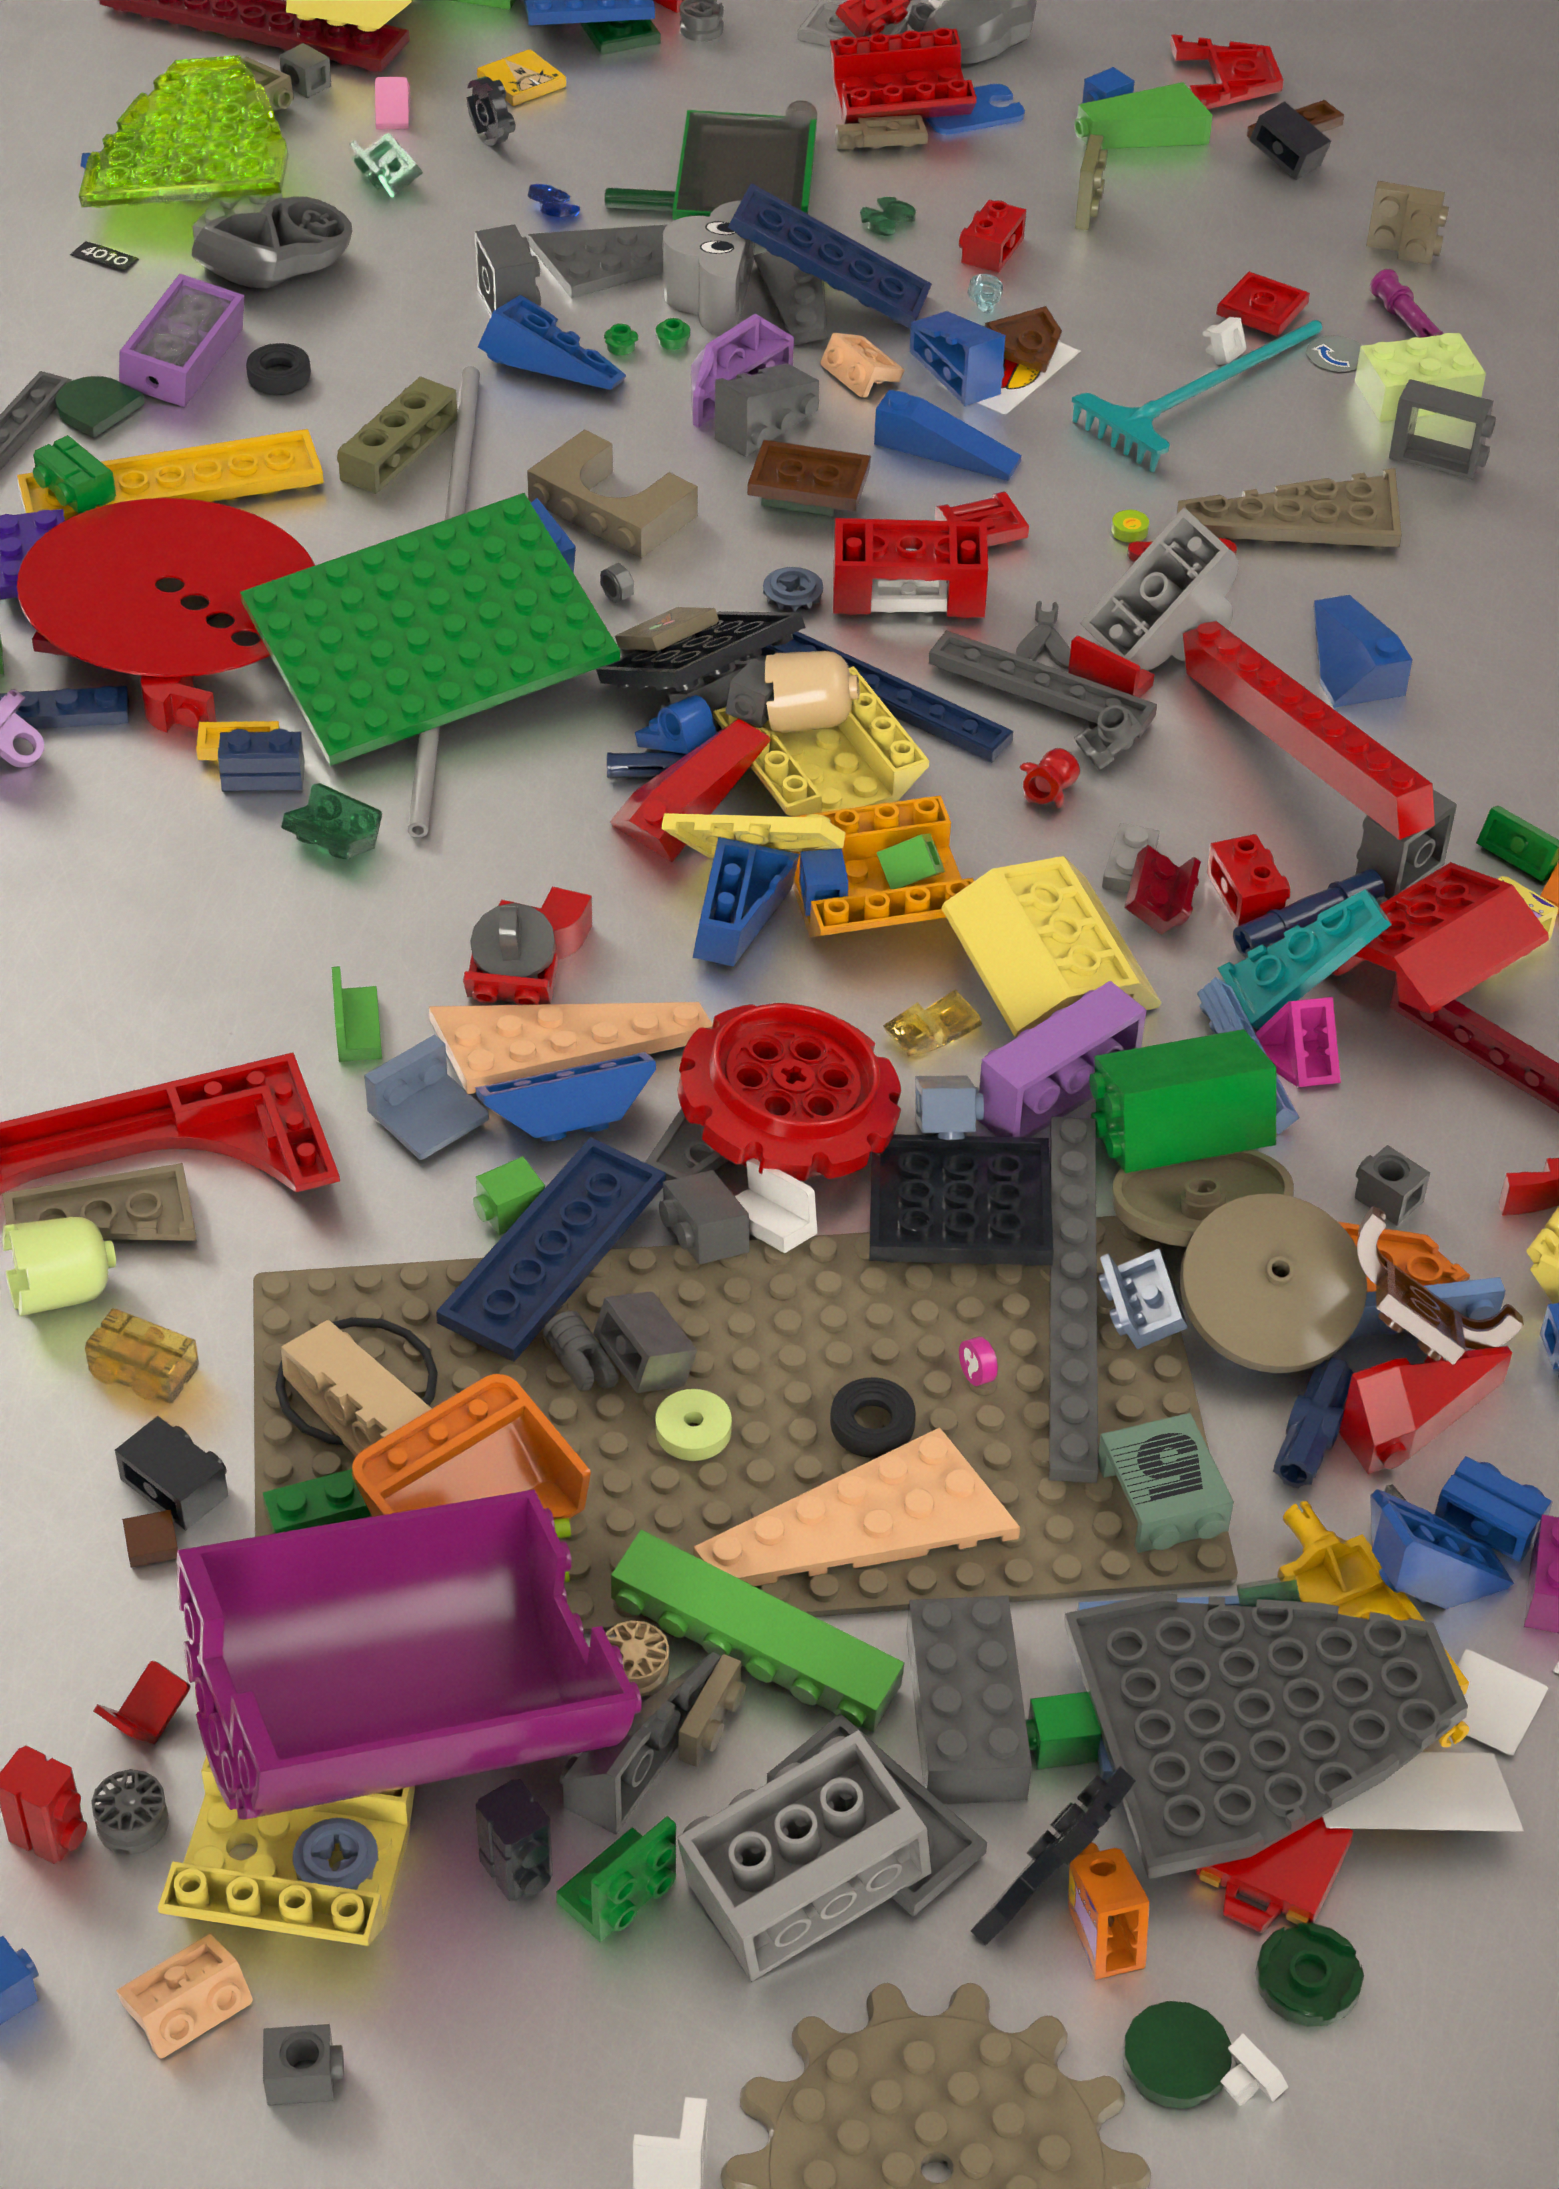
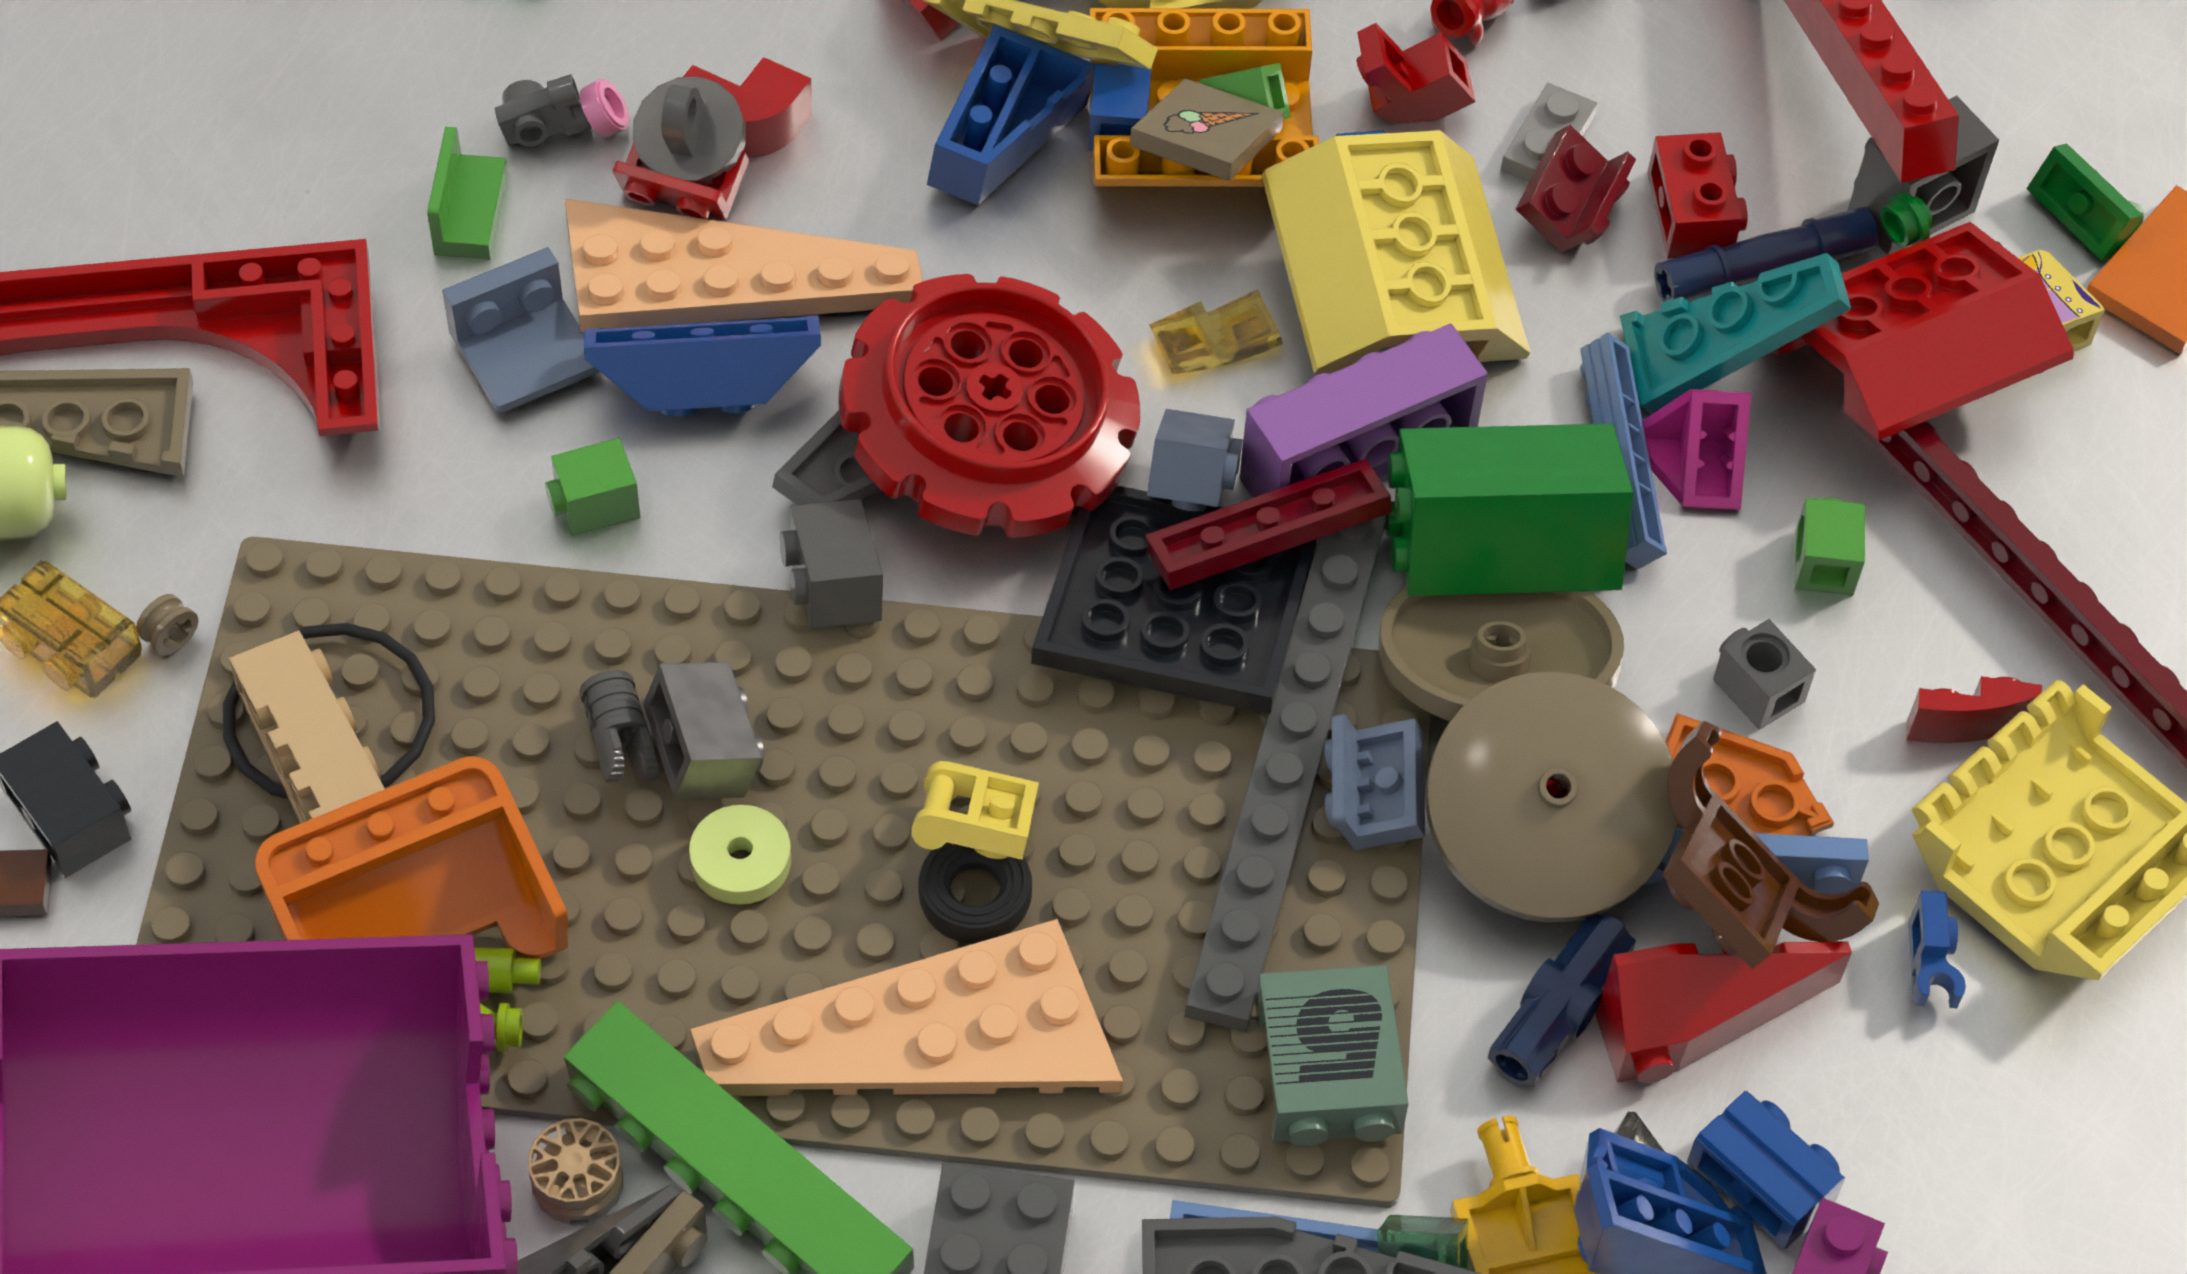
camera: 10 degrees right, 10 degrees up
(216, 1340) = (167, 624): none -> dark tan bush
(315, 1503) = (212, 880): green plate -> none
(389, 952) = (536, 112): none -> dark grey plate
(441, 940) = (604, 108): none -> bright pink tile
(550, 1249) = (623, 573): dark blue plate -> none
(778, 1207) = (929, 568): white panel -> none
(874, 1362) = (996, 815): none -> light yellow plate
(893, 883) = (1207, 129): none -> dark tan tile
(978, 1361) = (1133, 833): dark pink tile -> none
(1015, 1137) = (1268, 524): none -> dark red plate
(1026, 836) = (1416, 82): none -> red brick
(1405, 868) = (1906, 219): none -> green plate
(1412, 1094) = (1829, 546): none -> bright green brick

